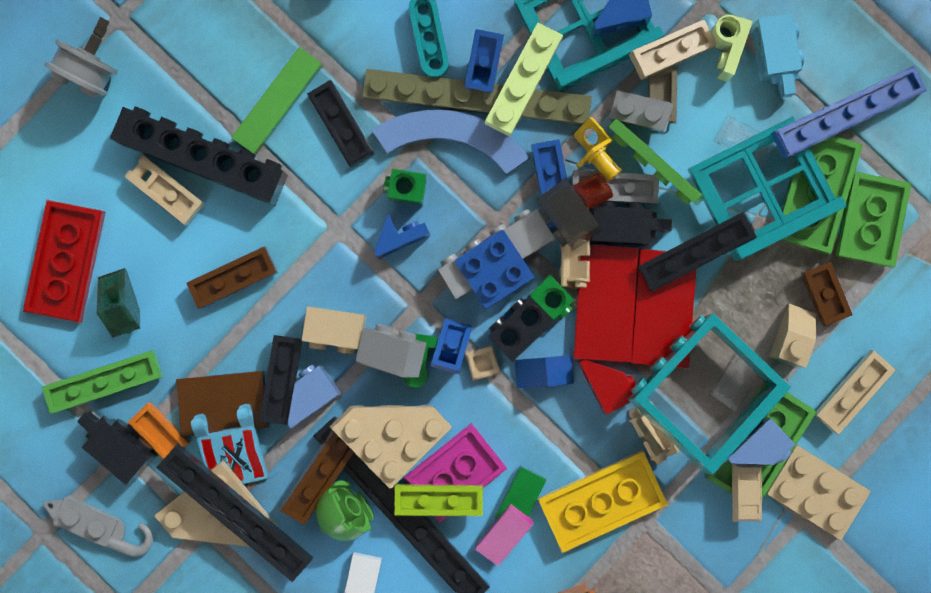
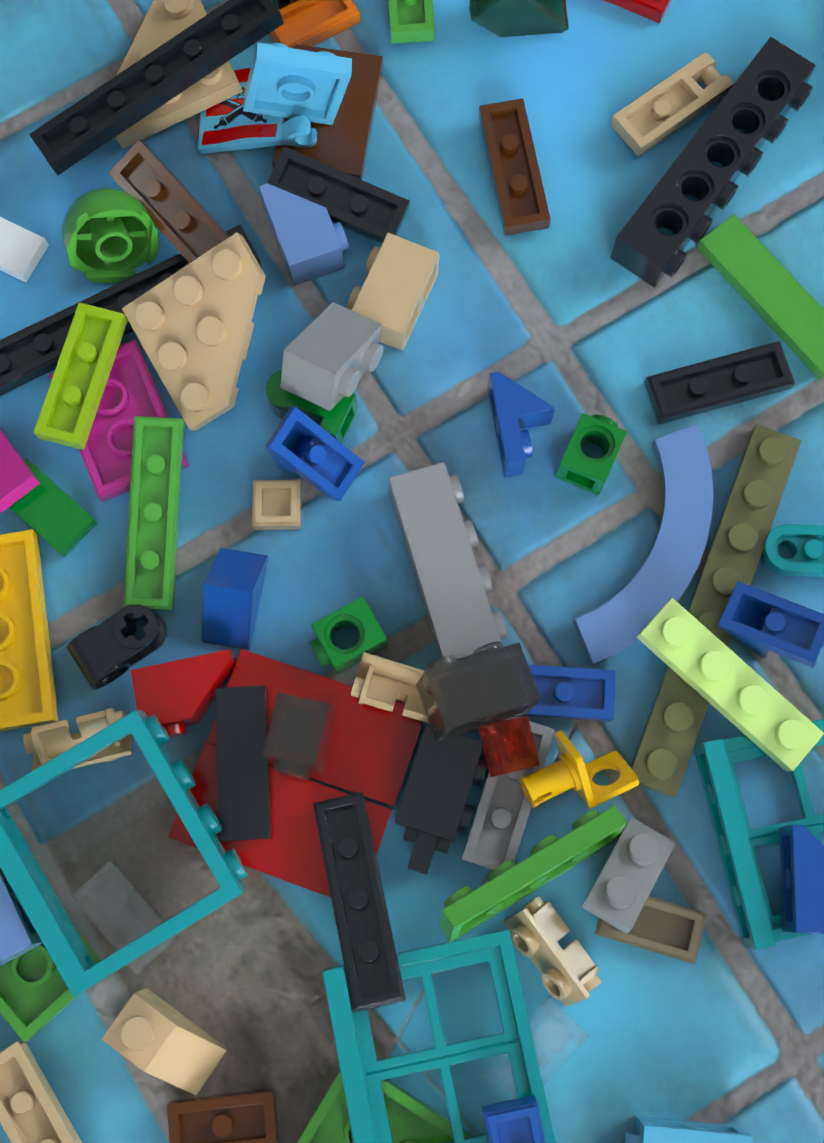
camera: 105 degrees right, 10 degrees down
(222, 419) = (296, 83): none -> medium azure plate
(494, 269) = (419, 550): blue bracket -> none
(508, 432) = (154, 512): none -> bright green tile
(524, 334) = (305, 577): black brick -> none
(593, 432) = (110, 647): none -> black piece
(621, 305) = (299, 736): none -> clear smoke brick
(638, 337) = (241, 767): none -> black tile
(672, 49) = (728, 962): tan plate -> none
(699, 134) = (565, 972): none -> tan hinge
(732, 45) = (714, 1078): yellowish green plate -> none

